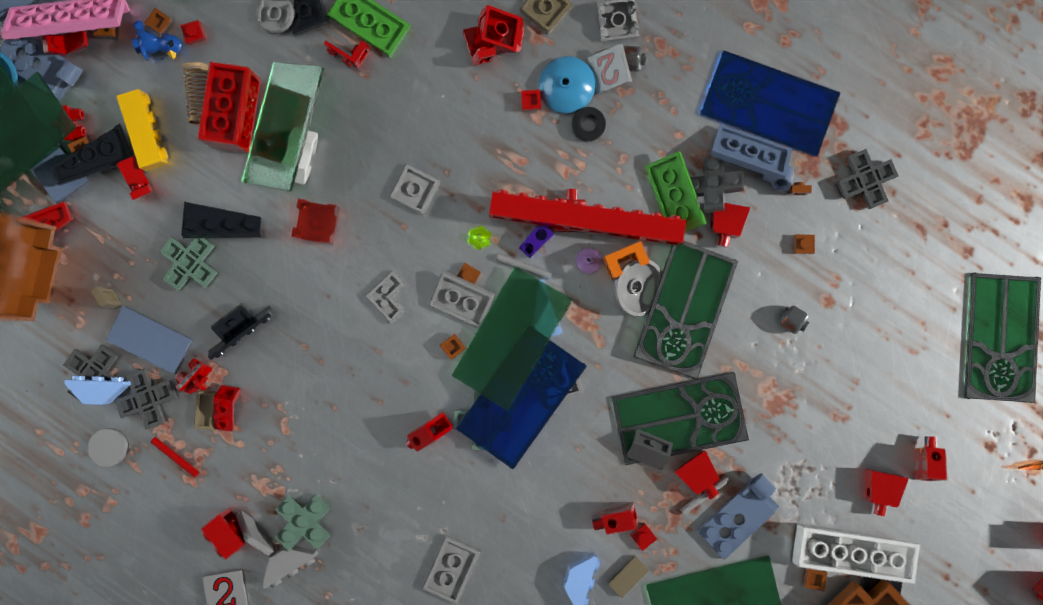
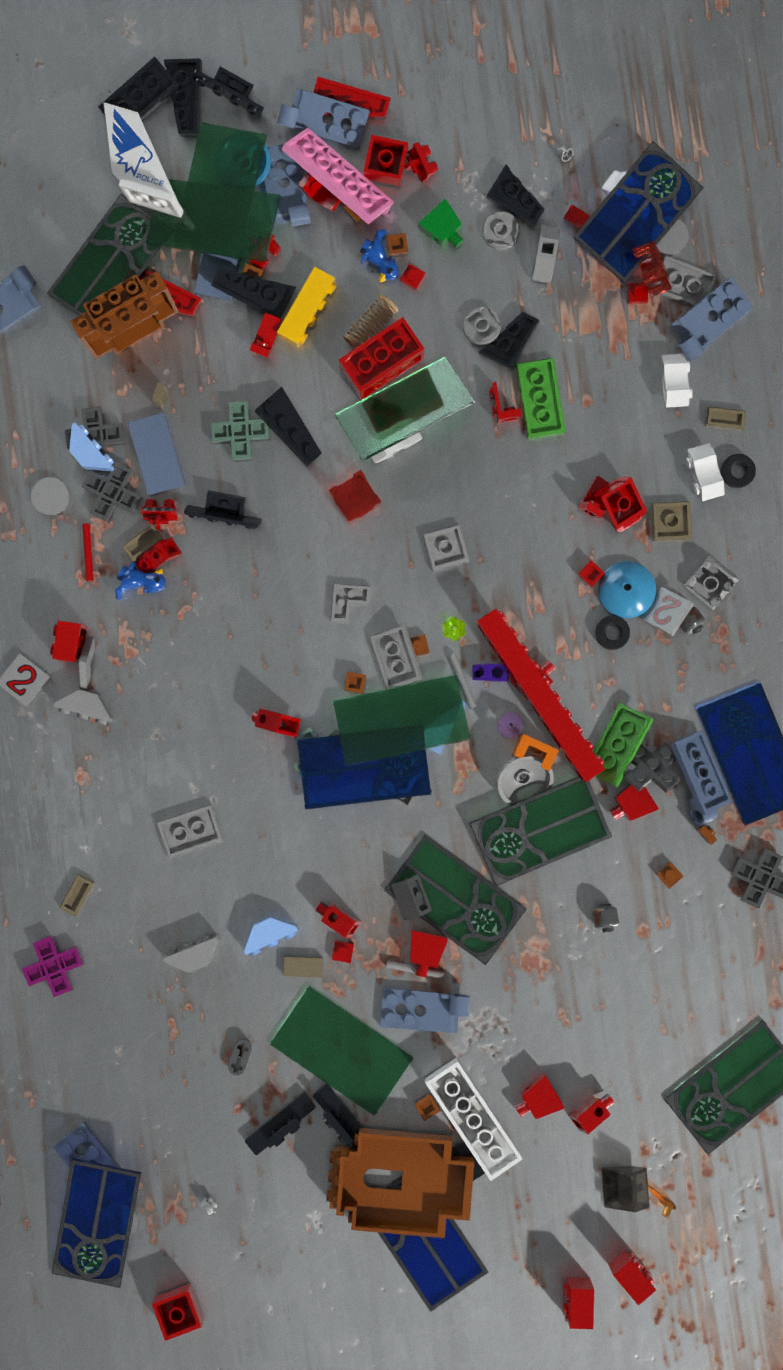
camera: 45 degrees right, 0 degrees up
(225, 441) = (134, 578): none -> blue animal
(302, 522) = (126, 690): sand green plate -> none
(1007, 486) = (625, 1188): none -> clear smoke slope

